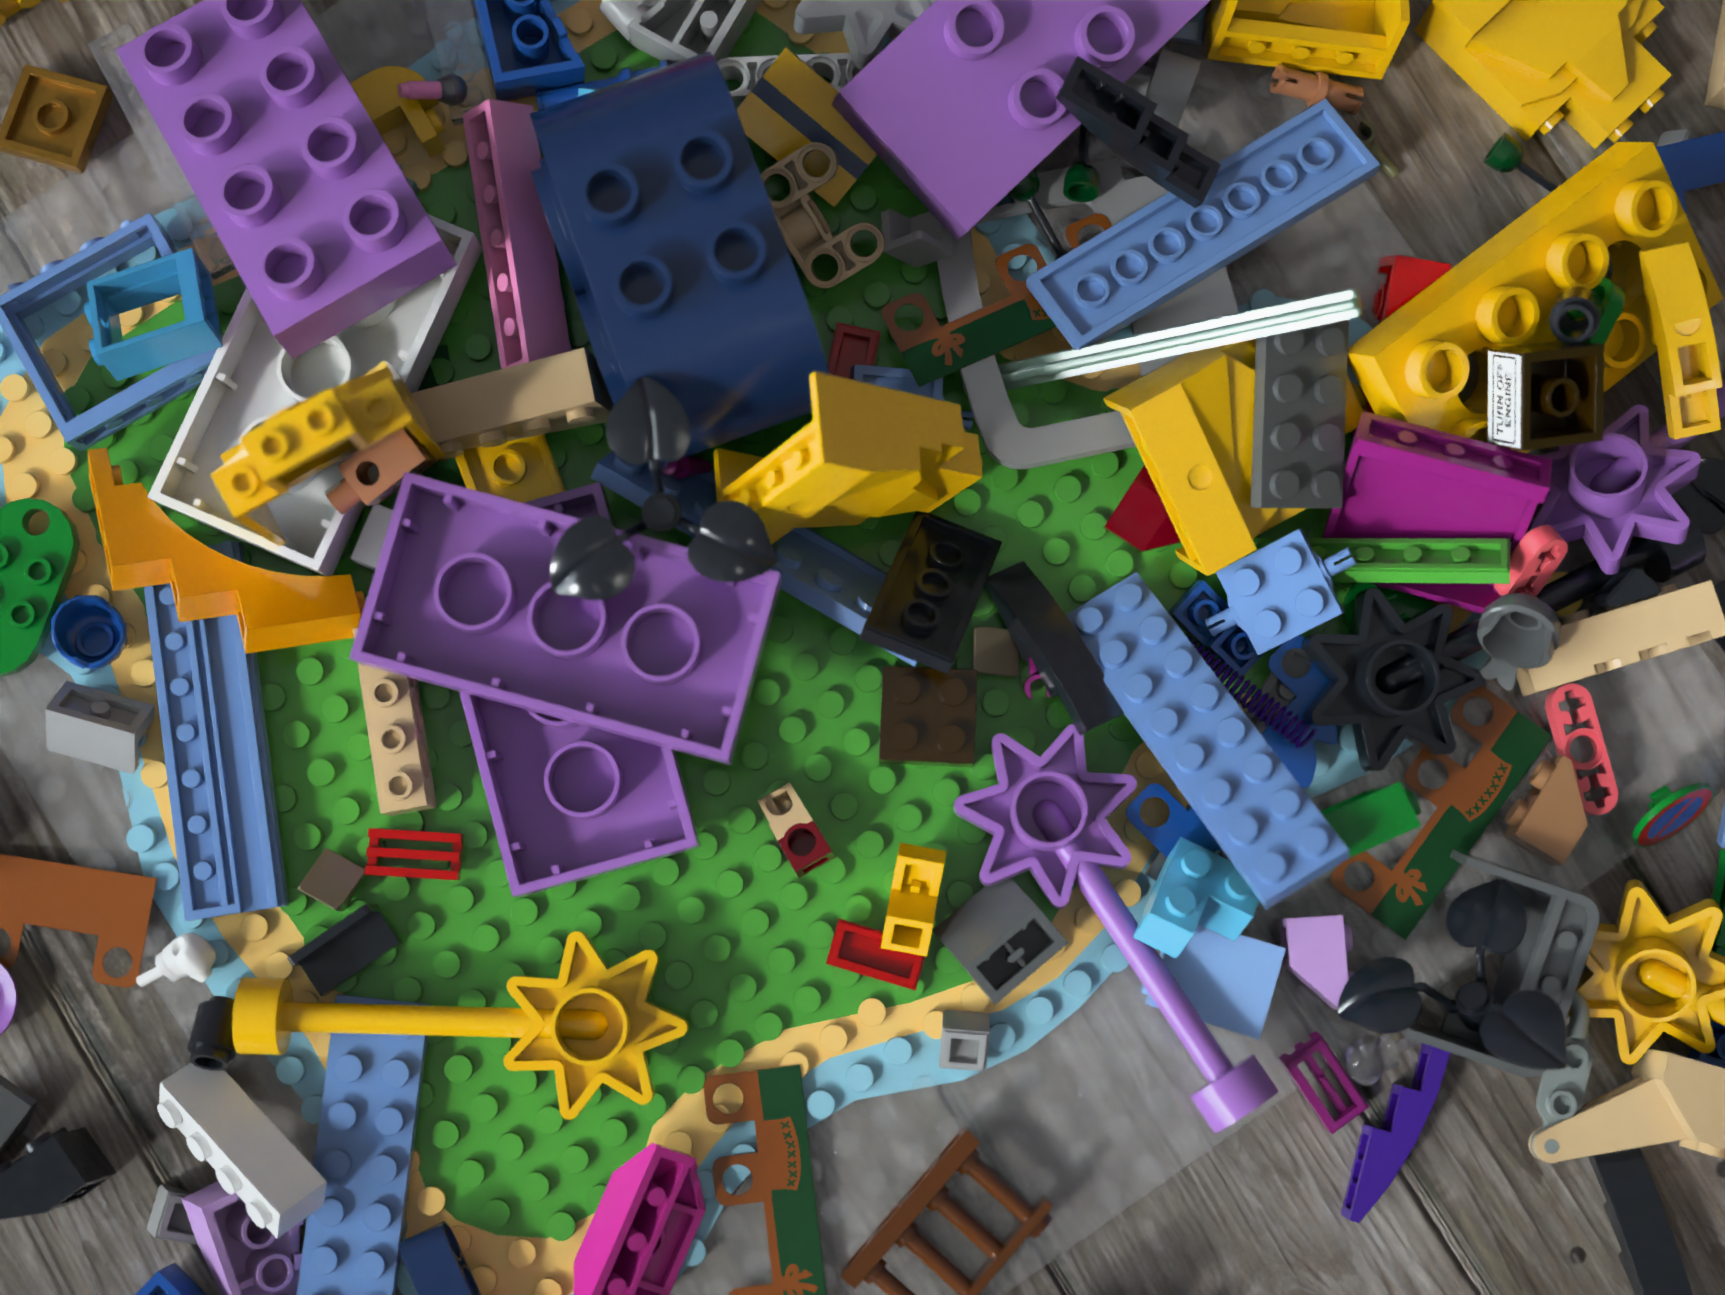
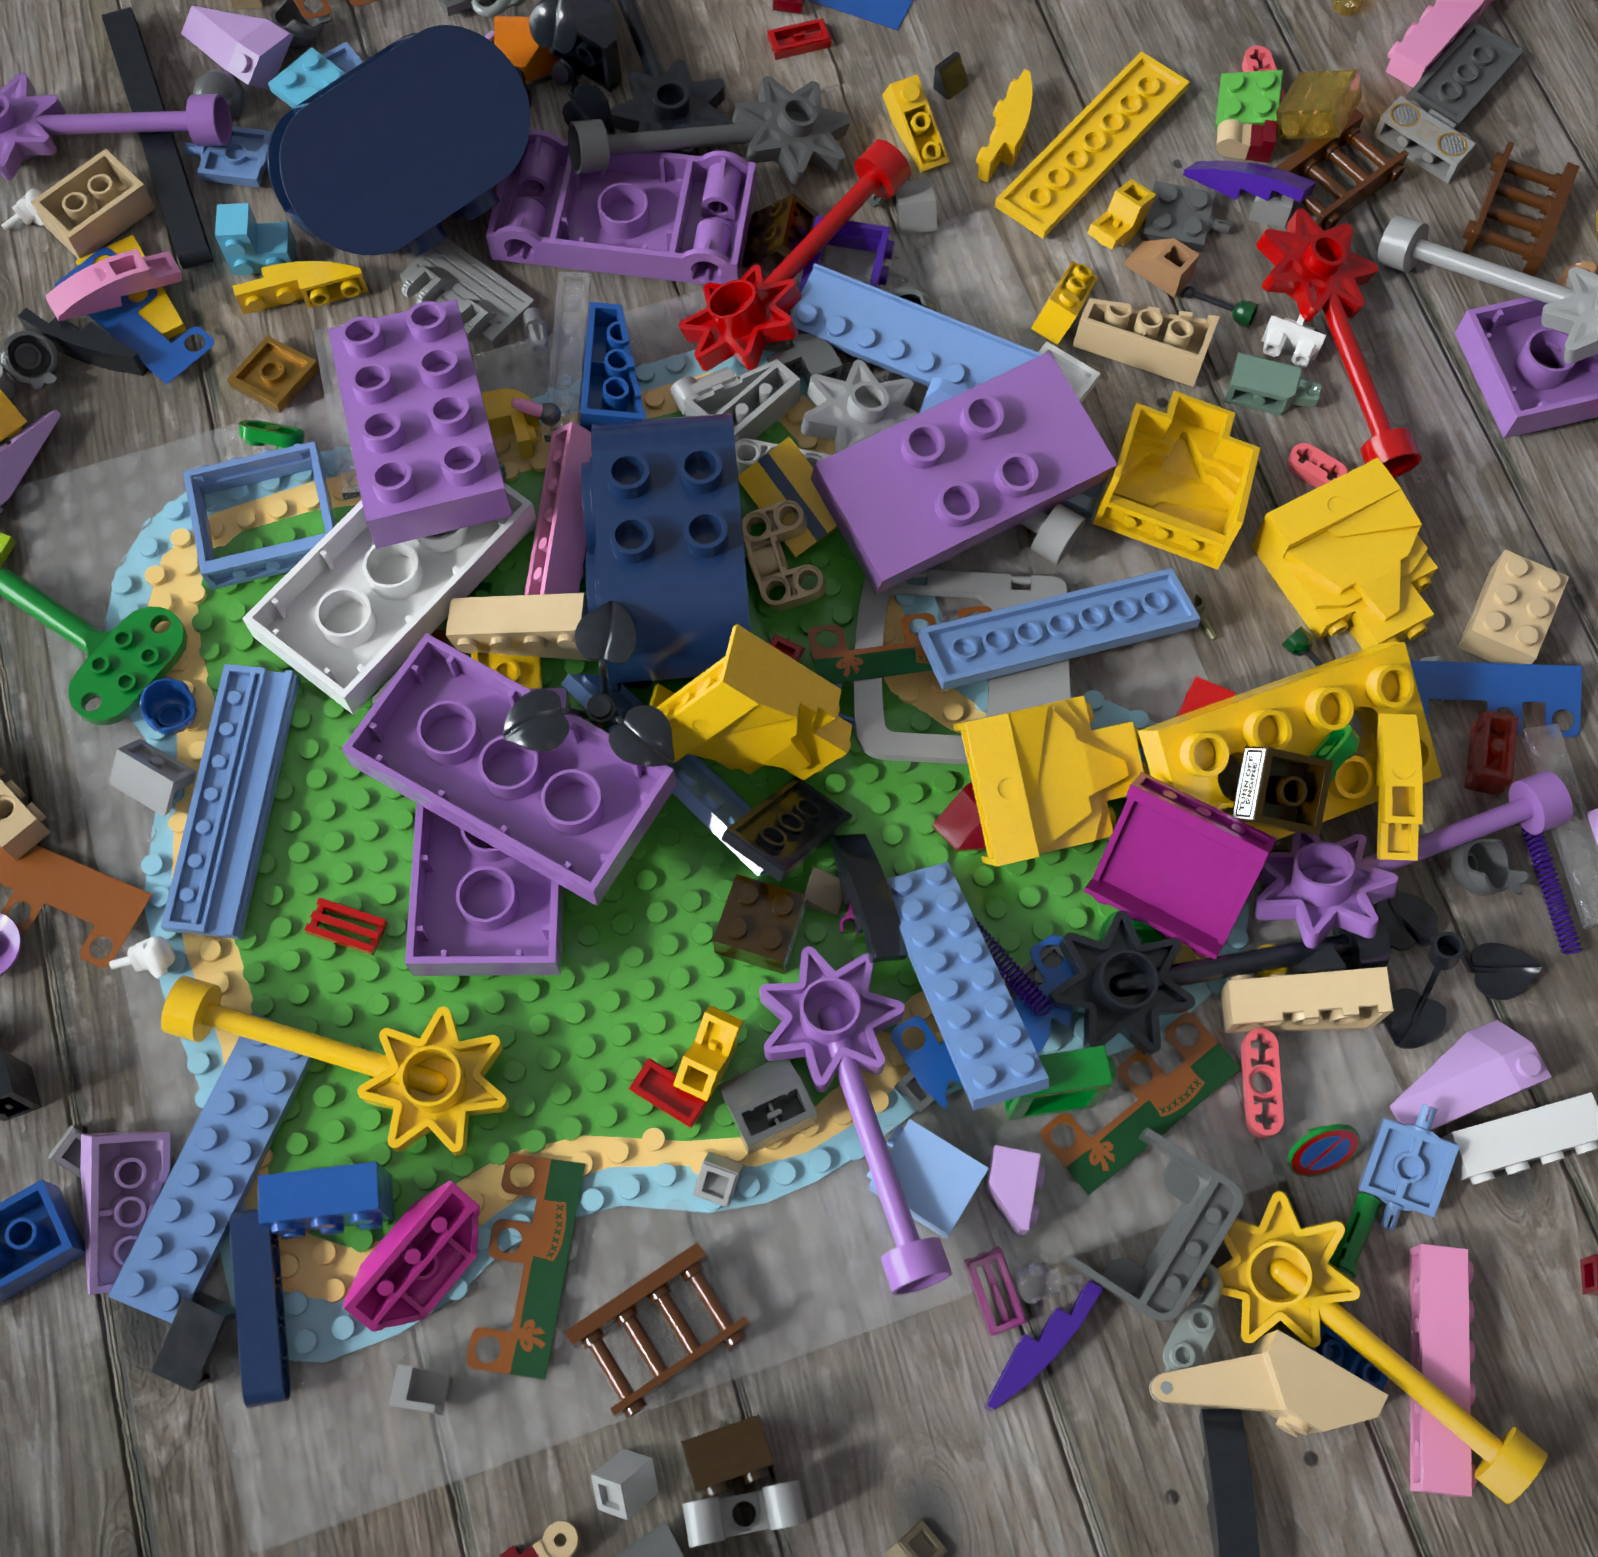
camera: 15 degrees right, 15 degrees down
(84, 212) = (262, 433): none -> green plate
(143, 285) = (291, 482): dark azure window -> none
(211, 1034) = (145, 1017): black brick -> none
(242, 1147) = (140, 1102): white brick -> none
(270, 606) = (233, 658): light orange arch -> none
(312, 438) = (368, 591): yellow panel -> none
(332, 880) = (279, 928): dark tan slope -> none
(346, 948) = (271, 979): black panel -> none
(392, 456) = (407, 627): nougat torso -> none
(397, 741) = (361, 837): tan brick -> none
(509, 1203) = (325, 1199): none -> blue brick
(687, 467) = (631, 697): magenta piece -> none
(795, 830) = (635, 983): leg -> none
(915, 239) = (847, 591): light grey panel -> none
(1026, 191) = (937, 575): hinge -> none
(1082, 180) = (980, 573): dark green hinge -> none
(1136, 134) = (1024, 549): black slope -> none
(1183, 339) = (1019, 689): axle -> none
(1192, 891) = (925, 1099): medium azure brick -> none
(1230, 645) = (1000, 918): blue slope -> none
(1280, 591) = (1051, 896): medium blue plate -> none
(1300, 418) = (1094, 764): dark grey plate -> none
(1315, 88) = (1163, 560): nougat pin -> none
(1416, 559) = (1125, 891): bright green tile -> none
(1516, 634) = (1227, 972): dark grey hat -> none
(1522, 1031) = (1161, 1268): black plant -> none
(1534, 561) = (1248, 924): coral beam -> none
(1551, 814) = (1226, 1126): medium nougat slope -> none
(1576, 329) = (1306, 739): black brick -> none

